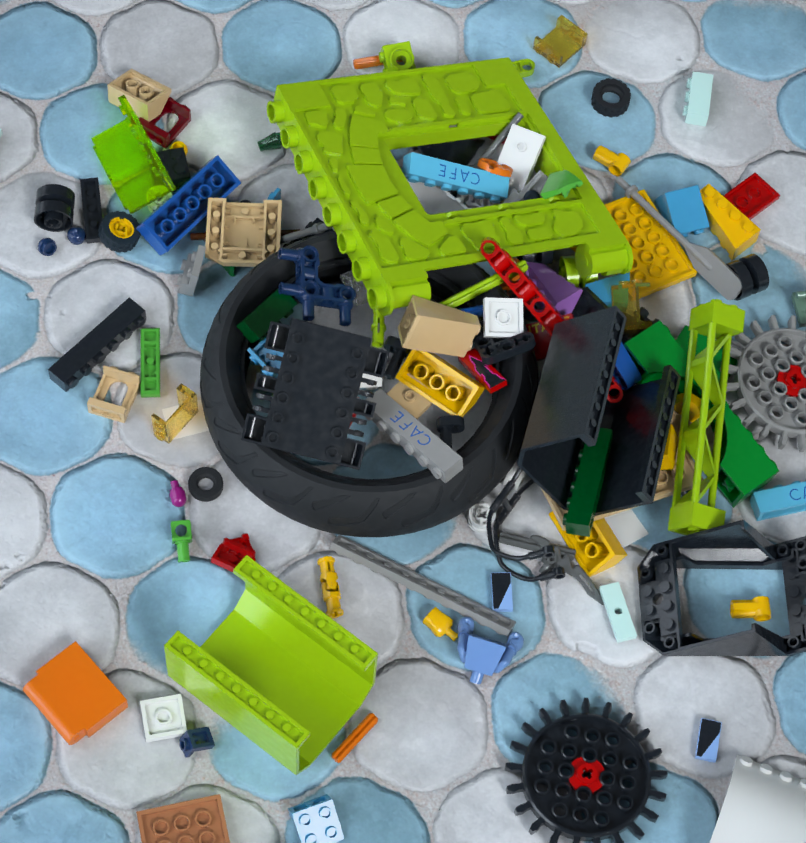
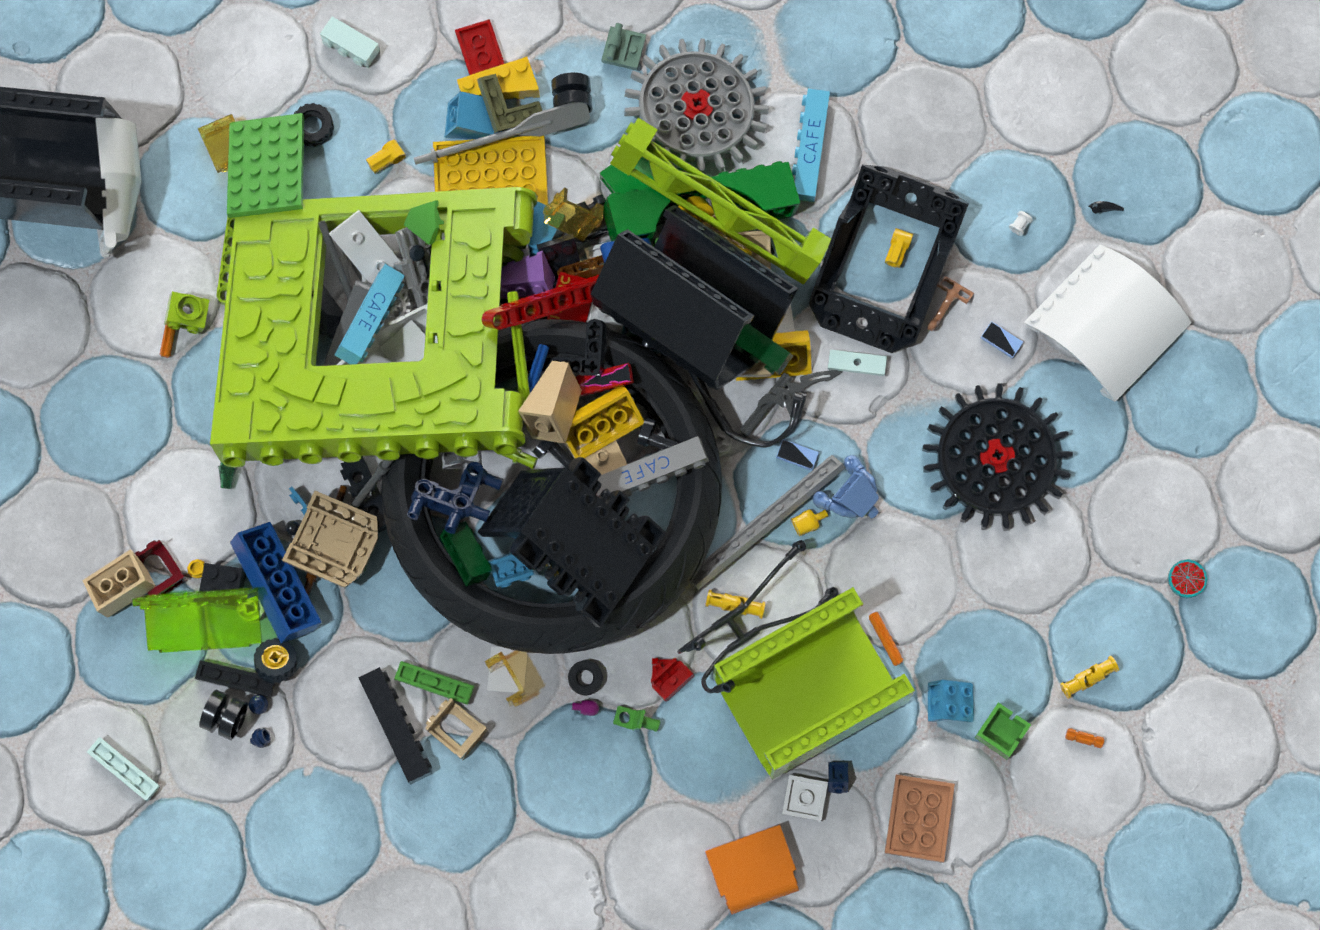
camera: 60 degrees left, 15 degrees up
(191, 271) = (353, 606): light grey plate -> none
(262, 539) = (699, 643): none -> black bar
(494, 167) = (370, 273): orange tile -> none
(502, 317) = (563, 338): white plate -> none
(553, 68) = (265, 165): none -> bright green plate
(693, 226) = (499, 115): none -> olive plate
(727, 673) = (951, 295): none -> nougat piece

